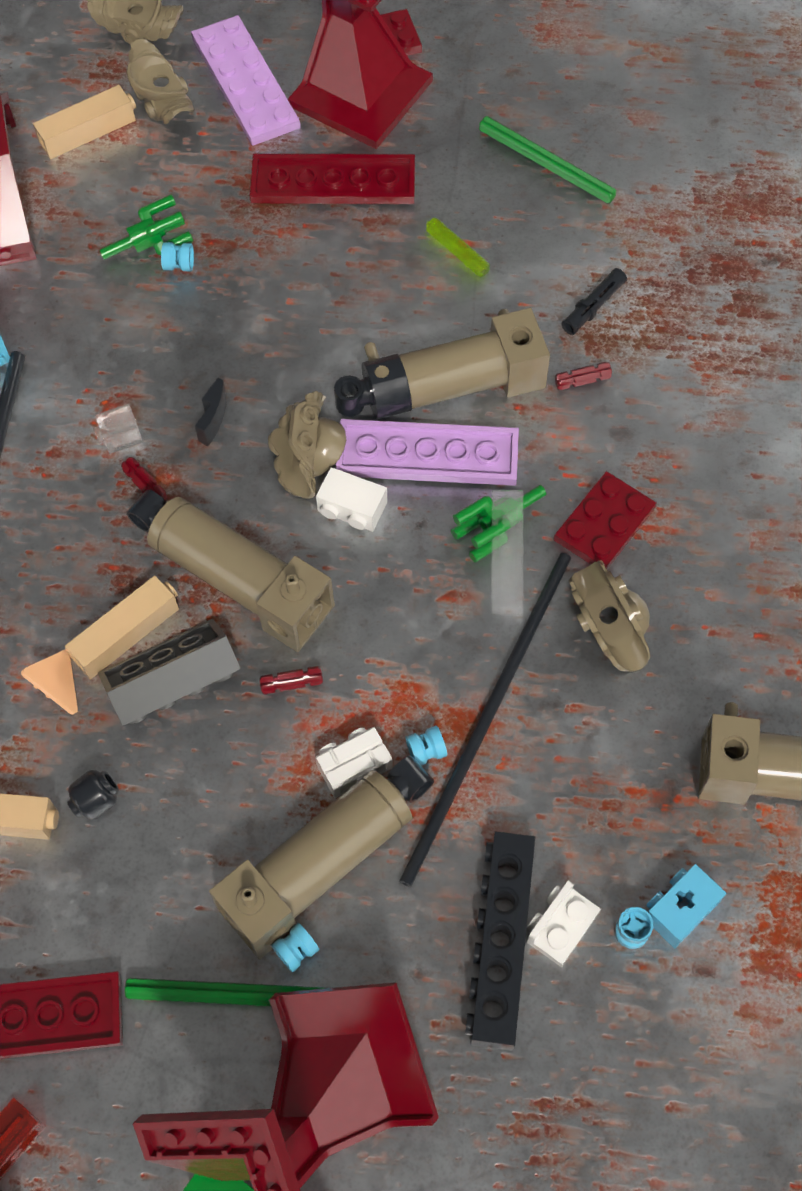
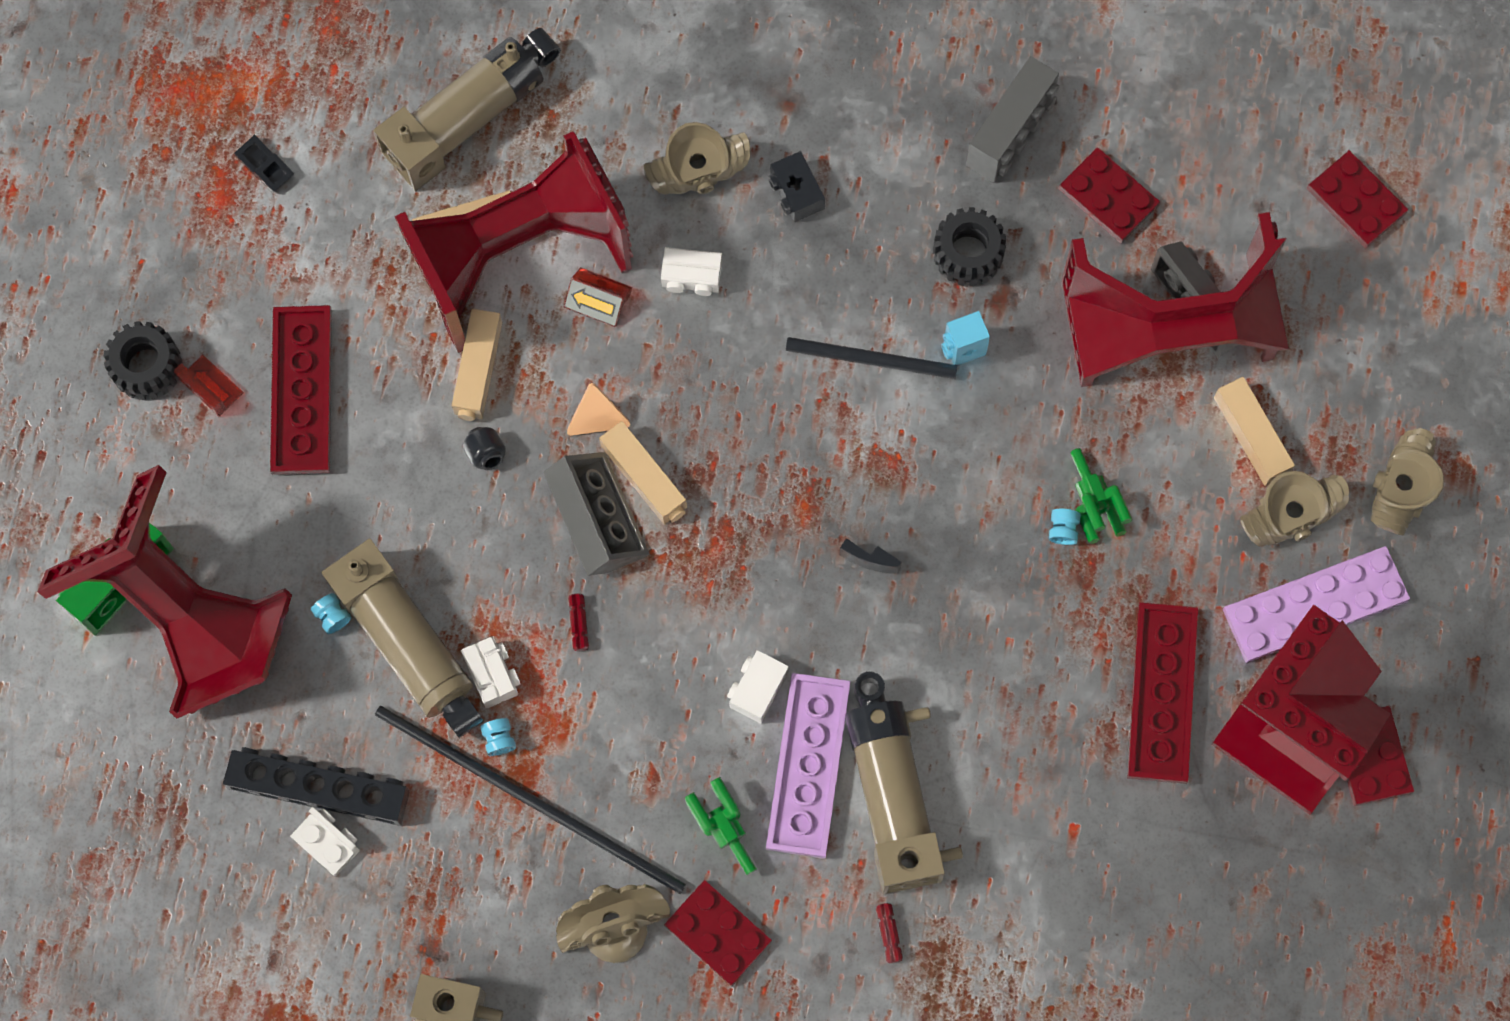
camera: 95 degrees right, 10 degrees up
(117, 429) = (857, 467): clear brick -> none
(141, 477) = (800, 493): dark red axle -> none
(205, 991) = (302, 558): green axle -> none
(286, 596) = (652, 615): dark tan piece -> none
(305, 445) = (826, 646): dark tan piece -> none
(458, 247) = (1064, 819): clear neon green axle -> none
(507, 553) = (681, 828): clear tile -> none
(548, 160) = (1180, 930): green axle -> none
(575, 320) = (981, 956): black pin -> none
(638, 923) = (307, 898): medium azure wheel -> none
(700, 893) = (311, 938): medium azure brick -> none

